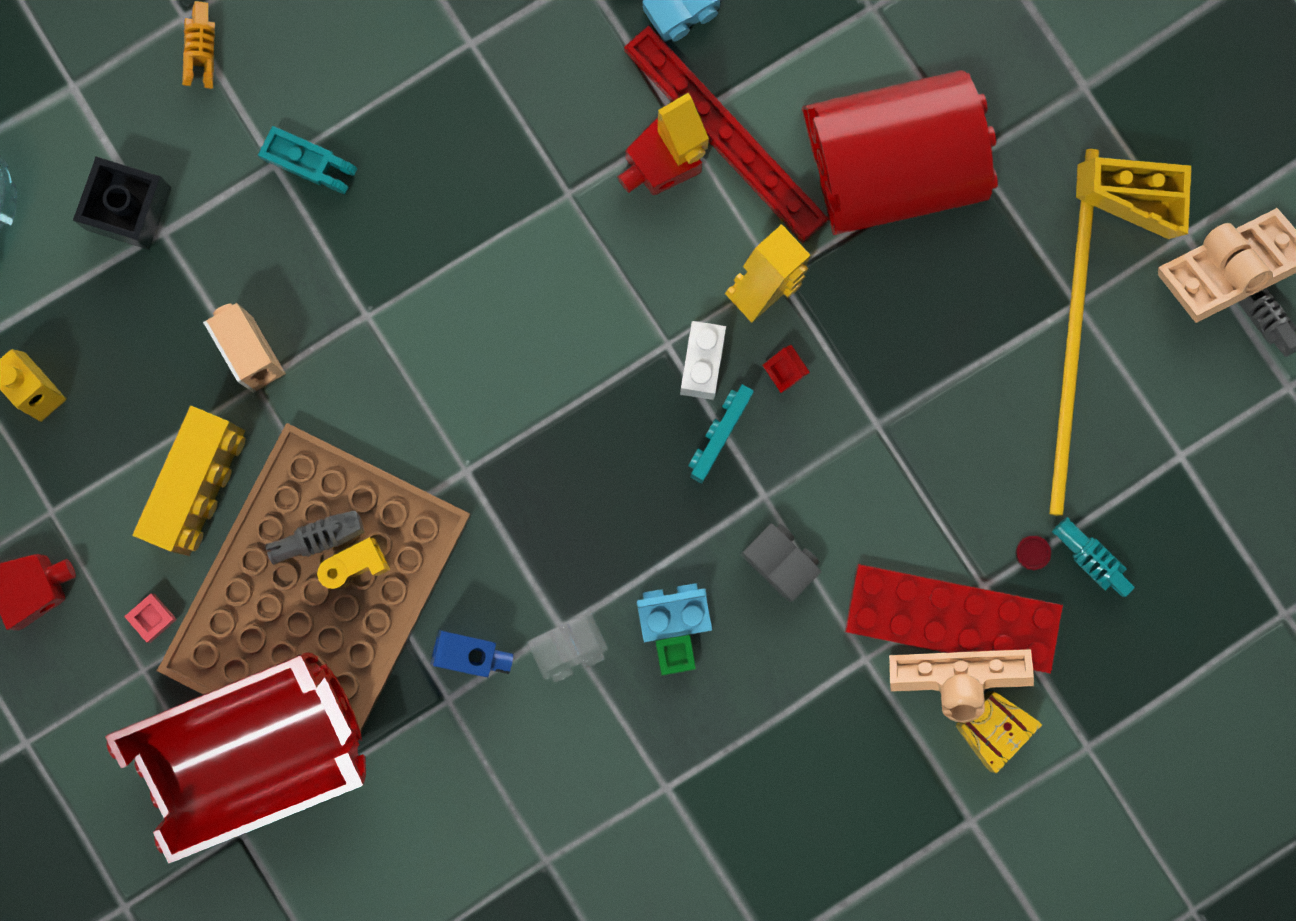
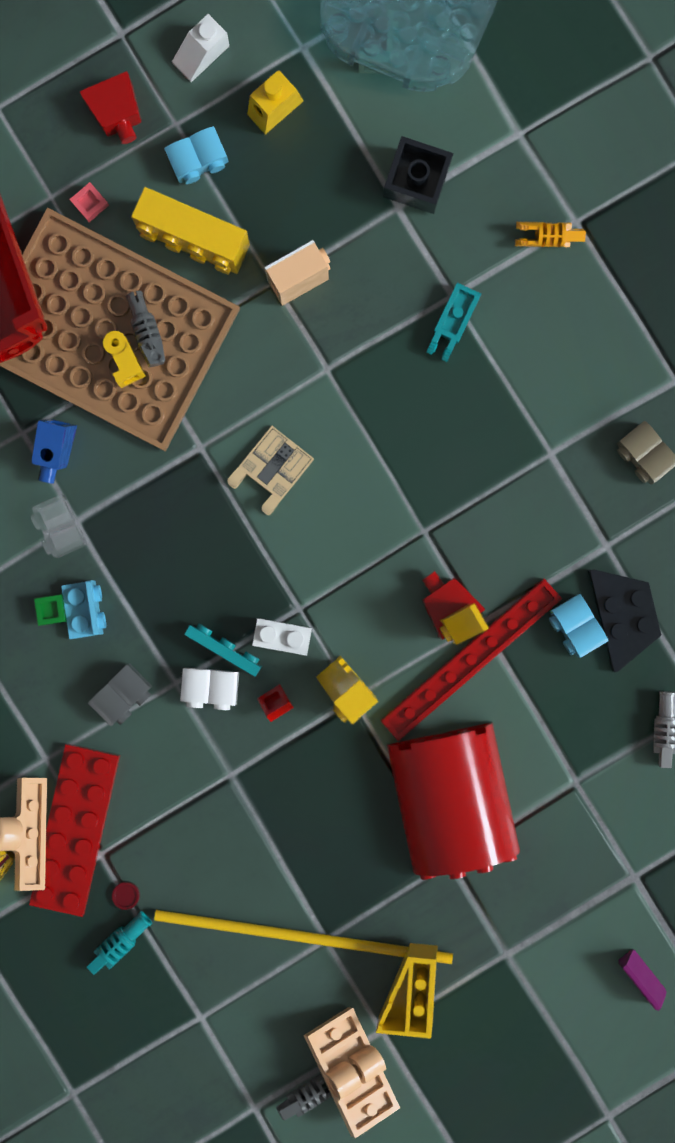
camera: 90 degrees right, 5 degrees up
(92, 481) = (197, 155): none -> medium azure brick
(487, 377) = (274, 465): none -> tan flag
(768, 450) = (210, 687): none -> white brick

